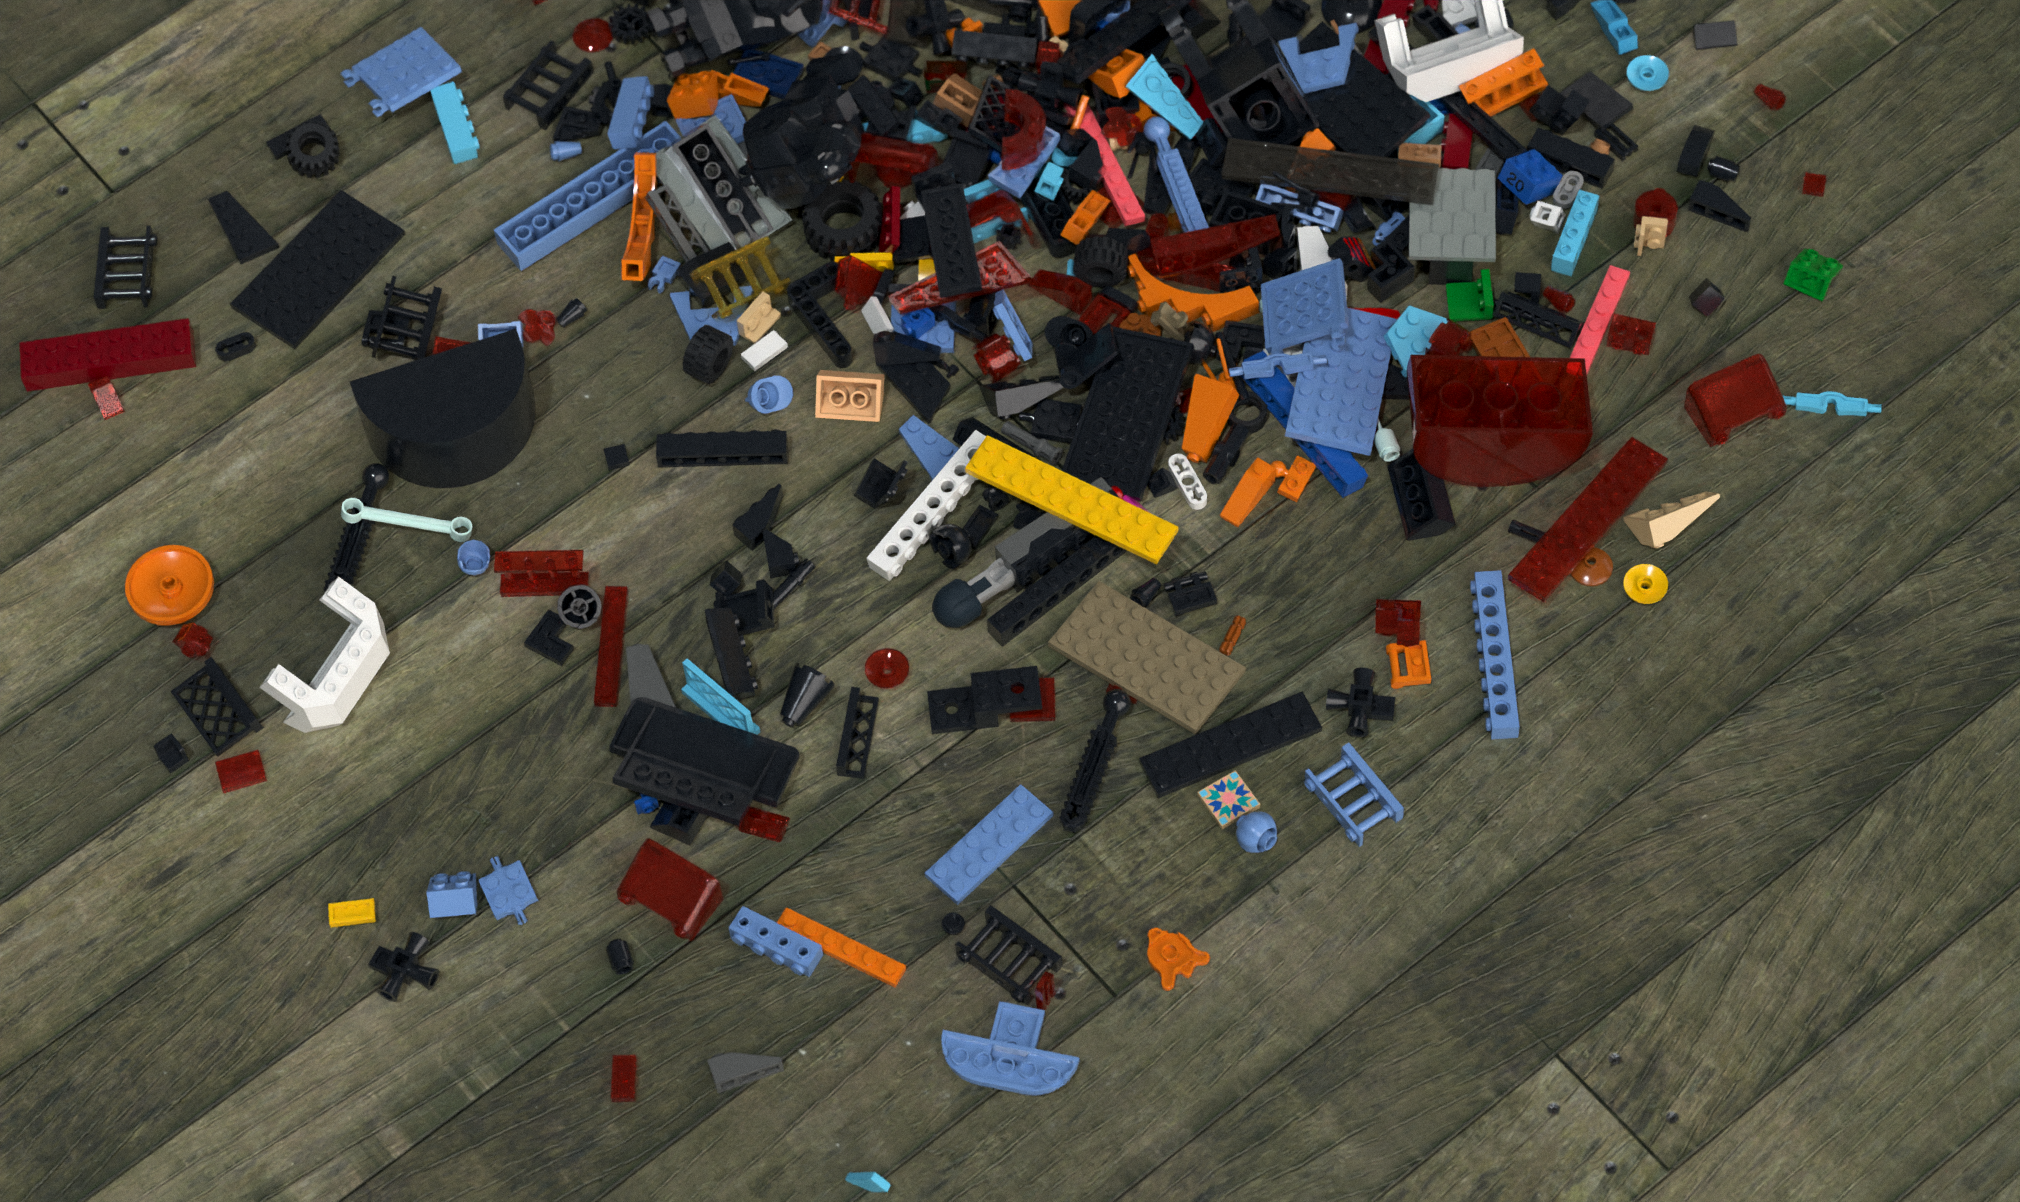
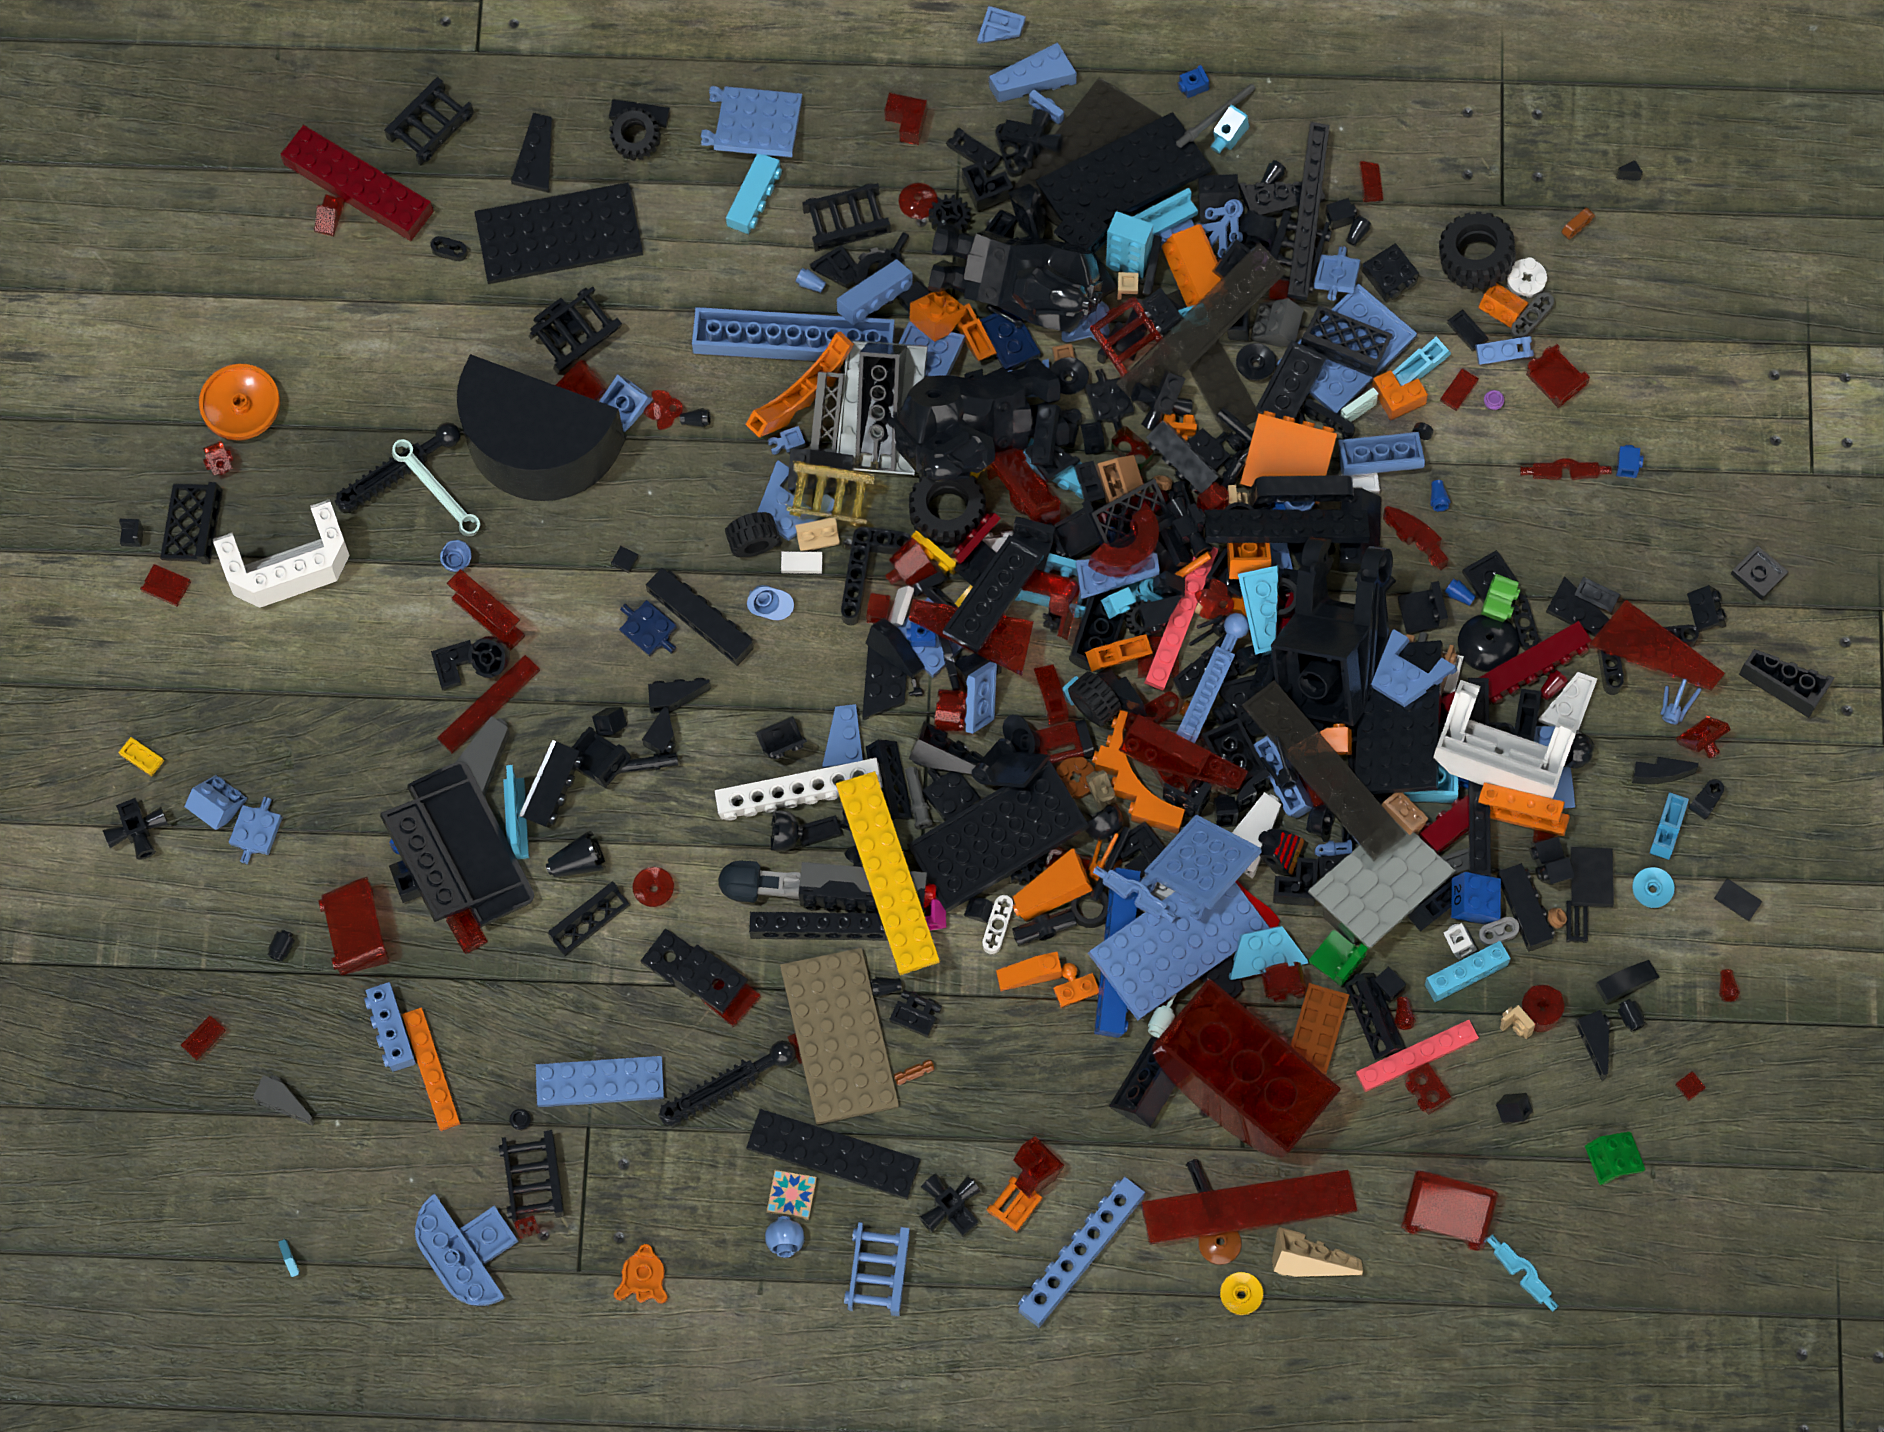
camera: 40 degrees right, 10 degrees up
(687, 490) = (648, 628): none -> dark blue plate
(849, 395) = (825, 650): light nougat slope -> none
(862, 333) = (878, 607): none -> clear red panel

